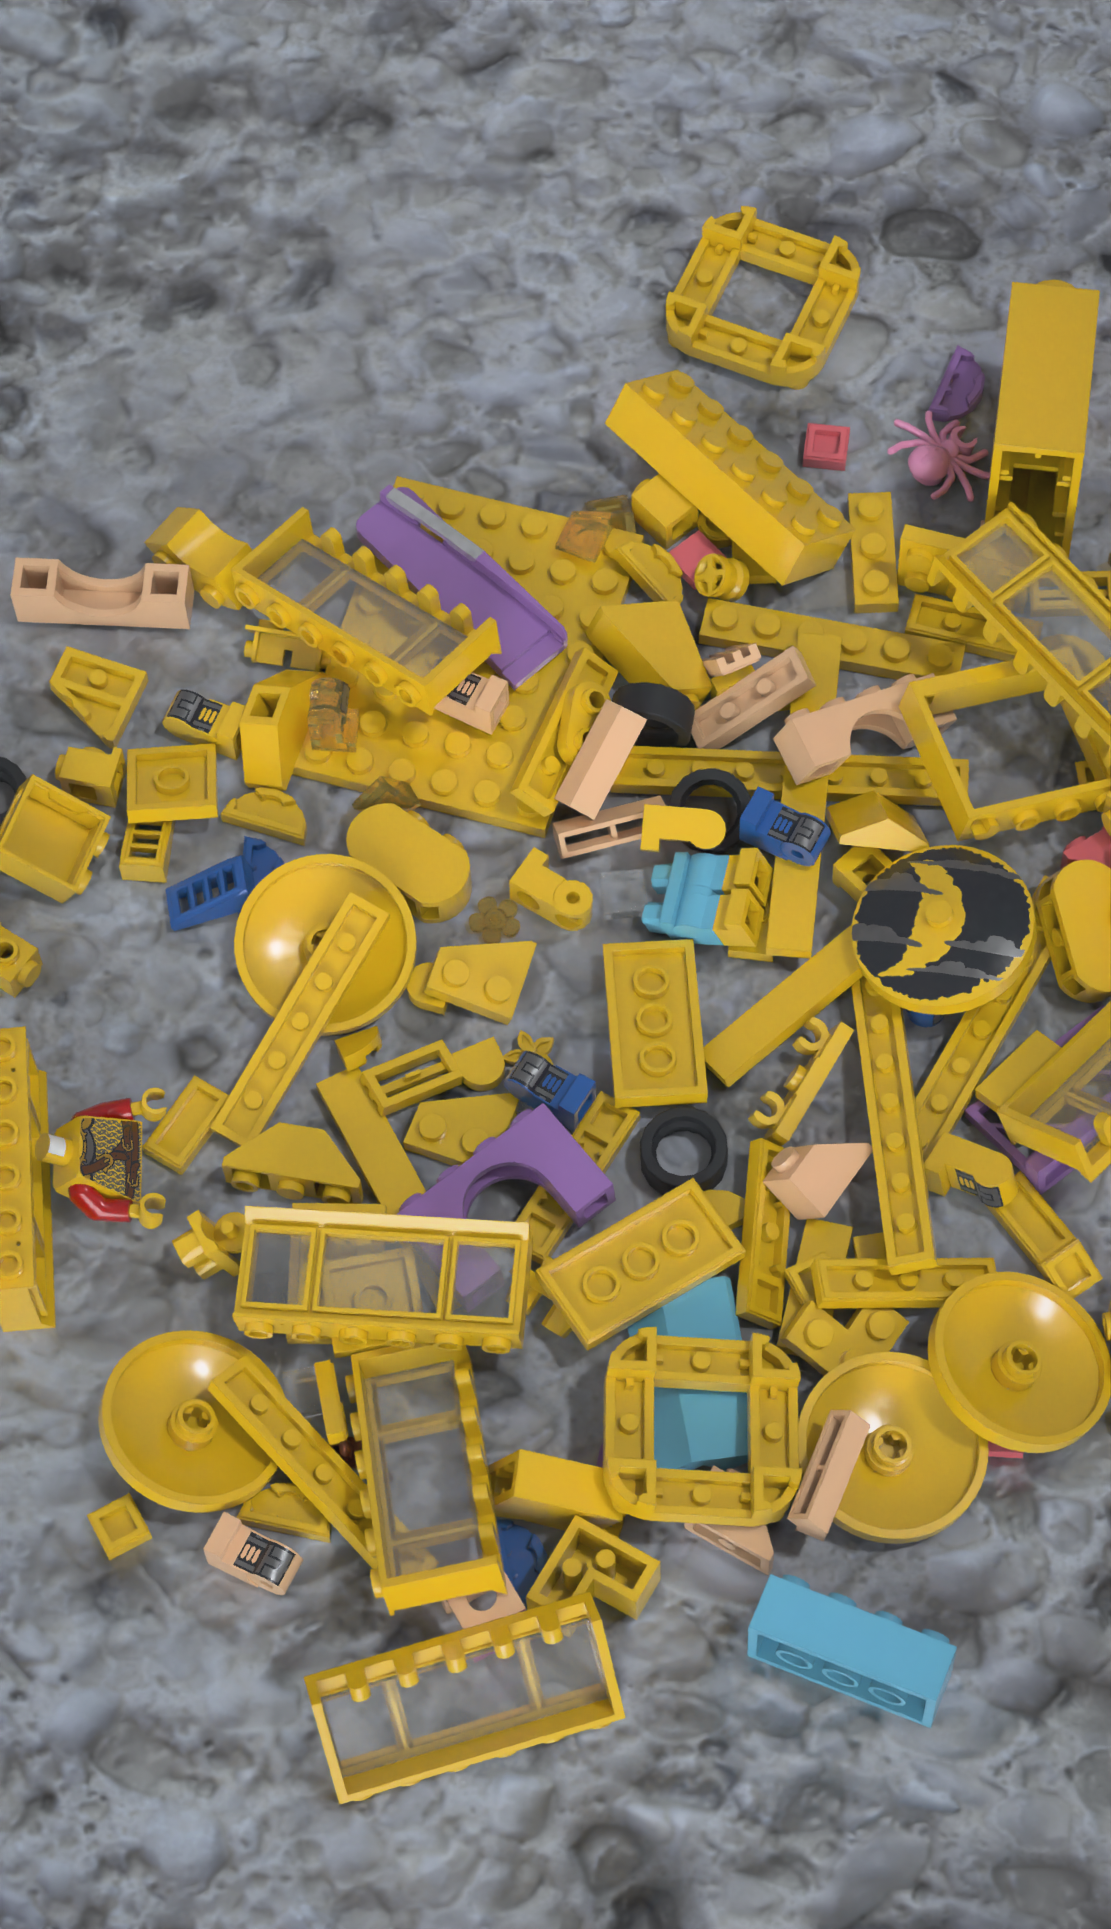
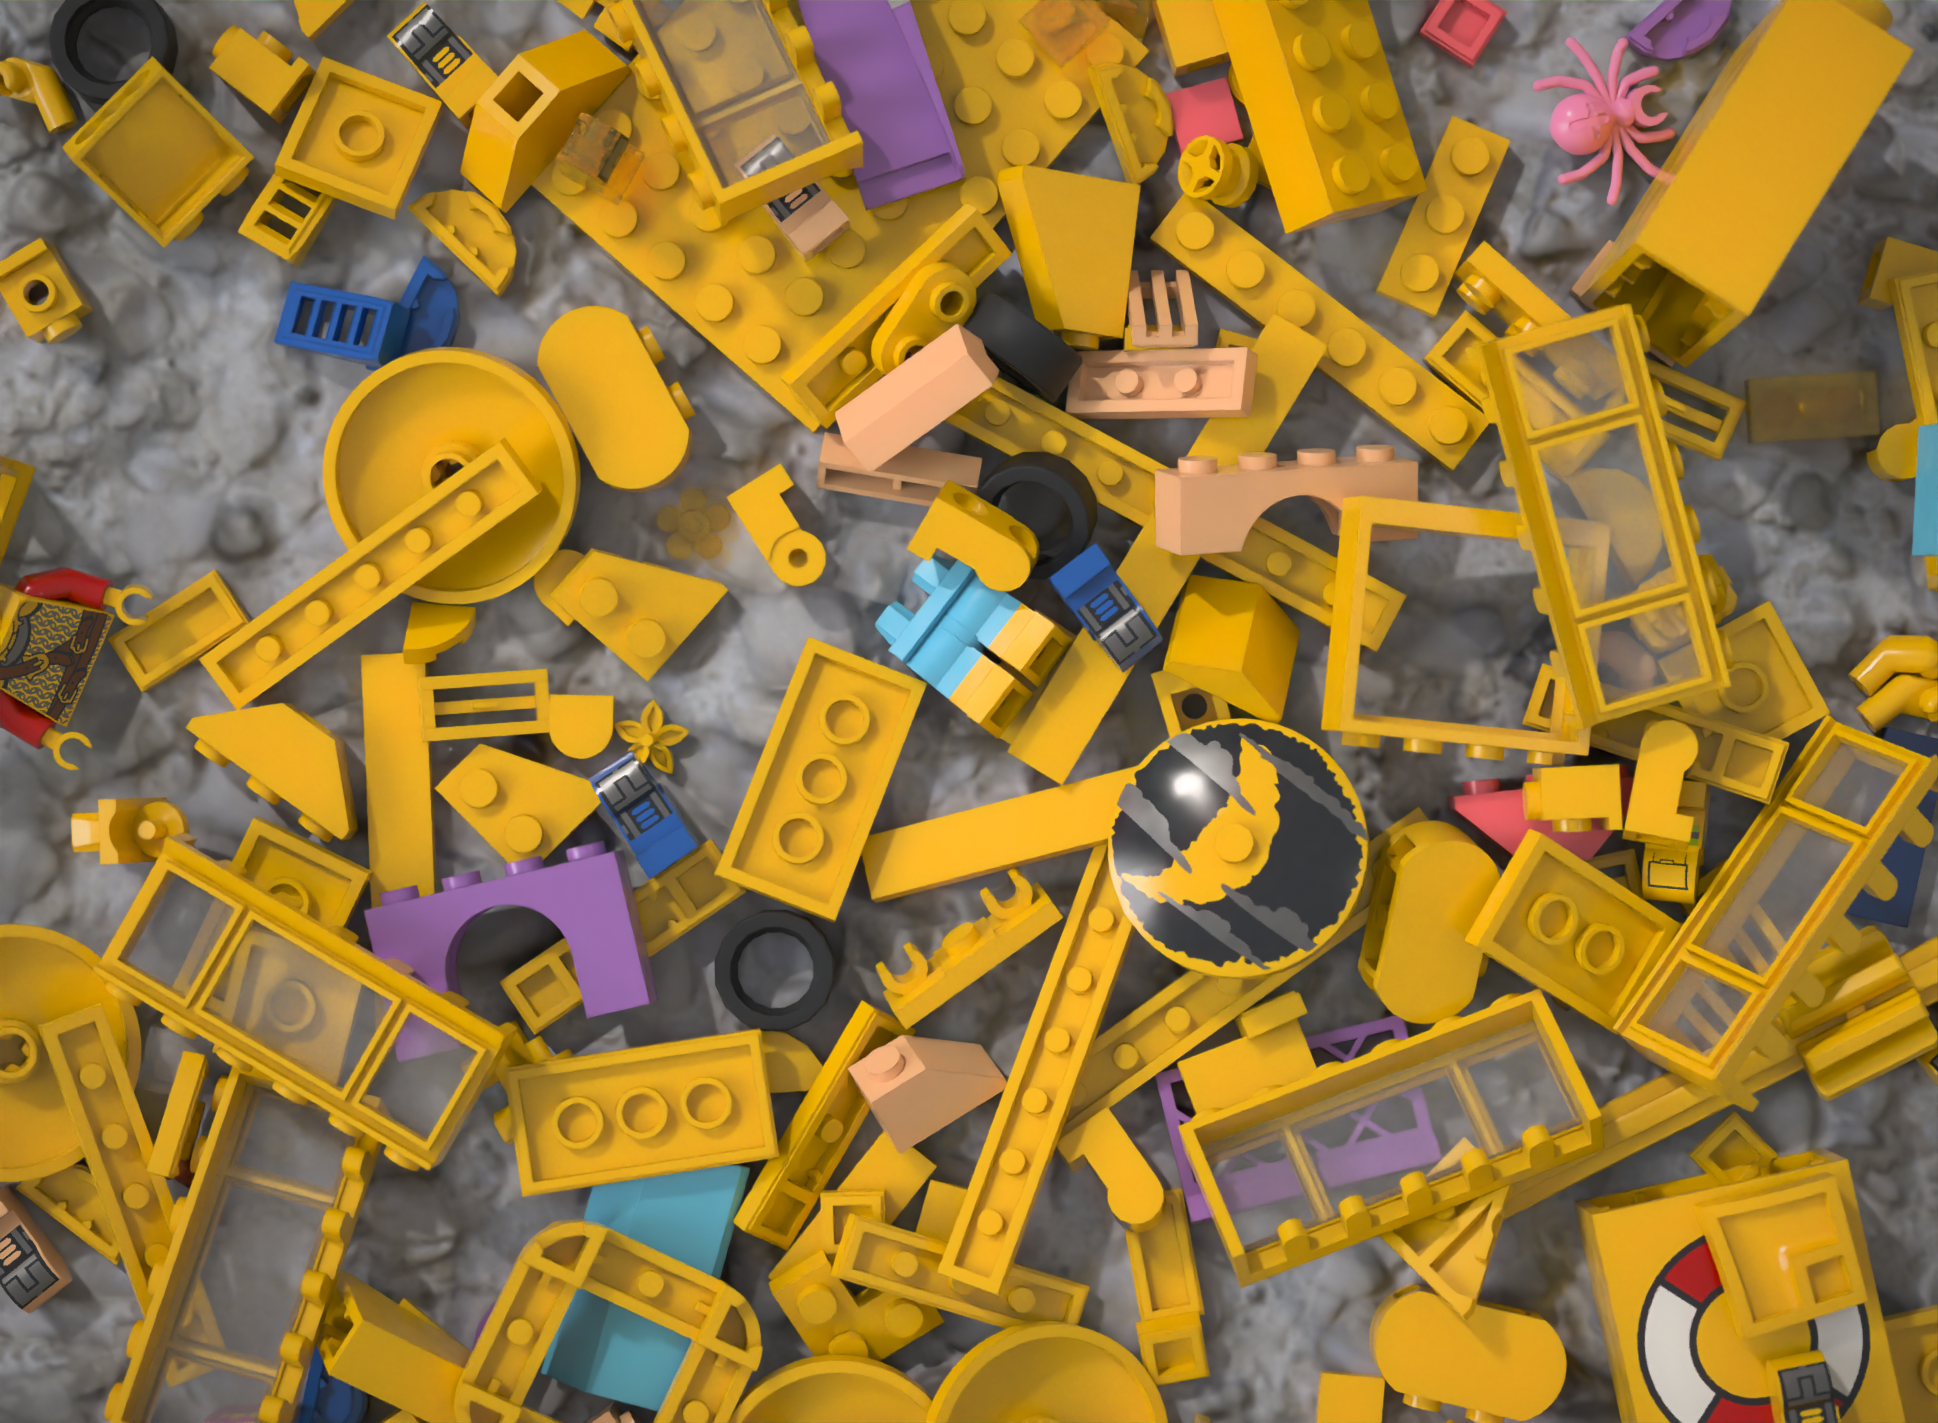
camera: 20 degrees right, 25 degrees up
(387, 791) = (630, 295): clear yellow slope -> none
(1018, 1033) = (1270, 1014): none -> yellow tile

